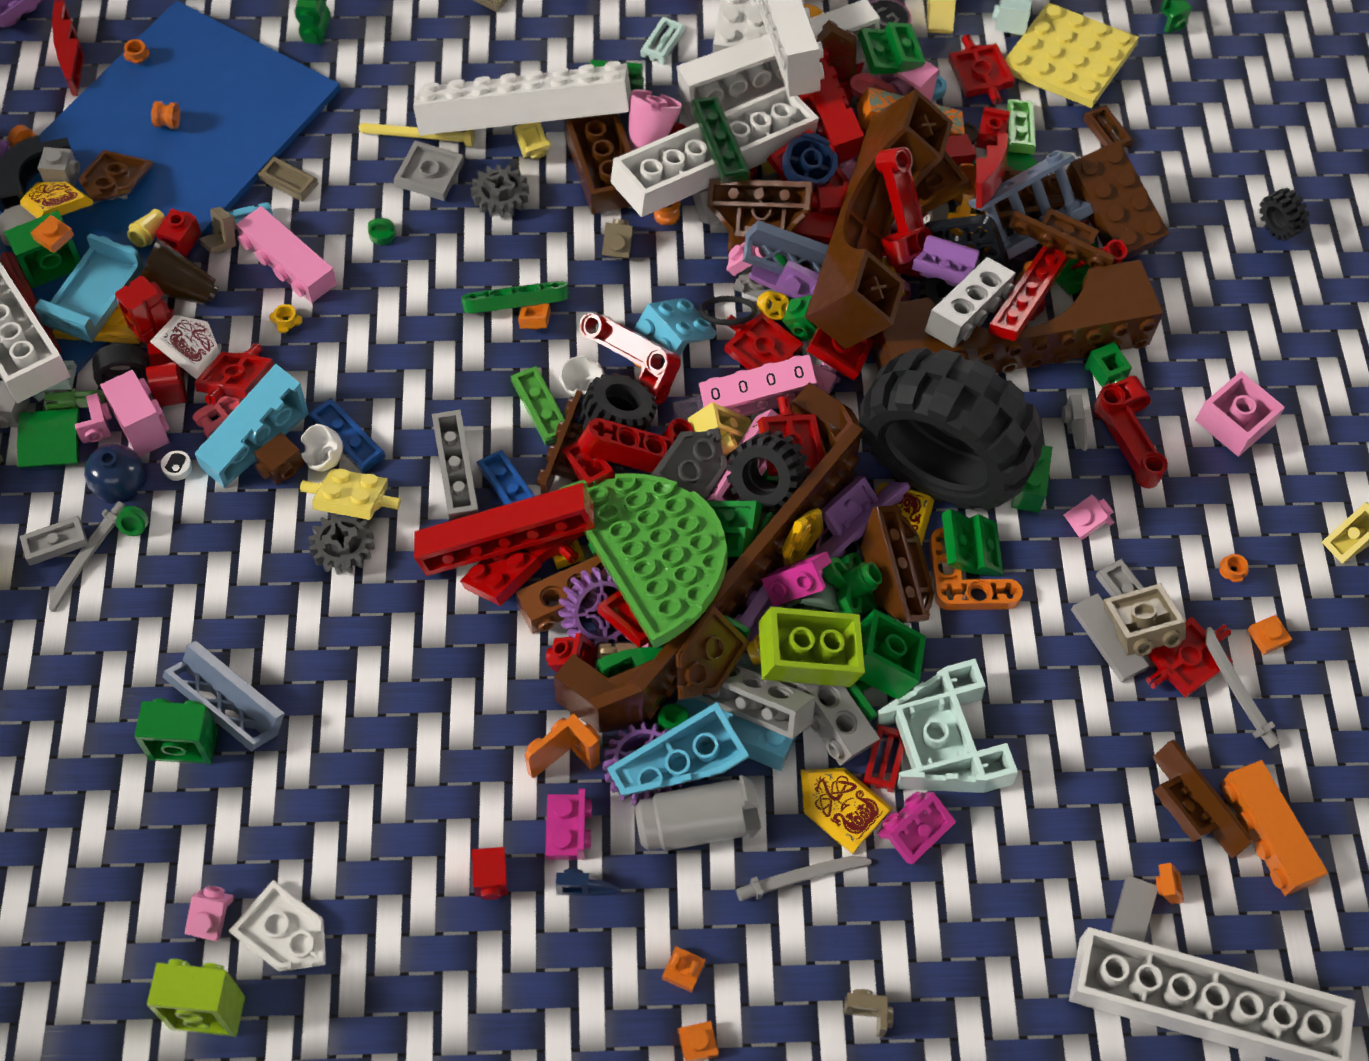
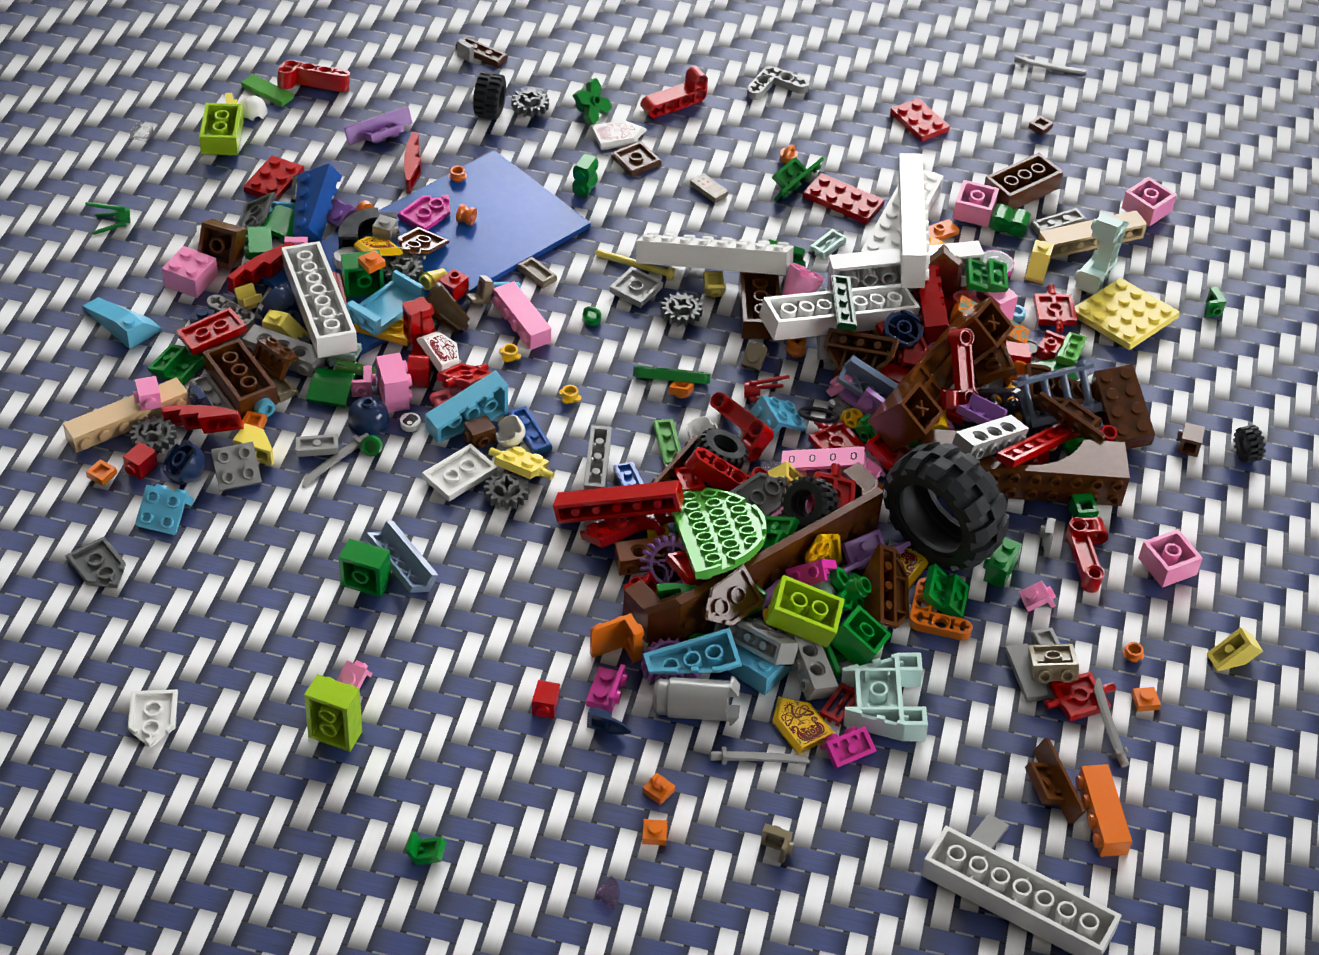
camera: 15 degrees right, 15 degrees down
(101, 220) = (404, 264): none -> dark grey gear
(108, 122) = (426, 212): none -> dark pink tile
(119, 355) = (391, 343): black tyre -> none
(268, 531) = (459, 472): none -> white plate
(282, 930) = (398, 699): white tile -> none
(383, 357) = (569, 394): none -> yellow plate
(630, 292) = (752, 388): none -> red plant
(991, 170) = (1032, 362): red slope -> none
(1103, 130) = (1129, 358): reddish brown tile -> none
(1170, 883) = (1017, 823): orange plate -> none
(1208, 223) = (1190, 439): none -> brick

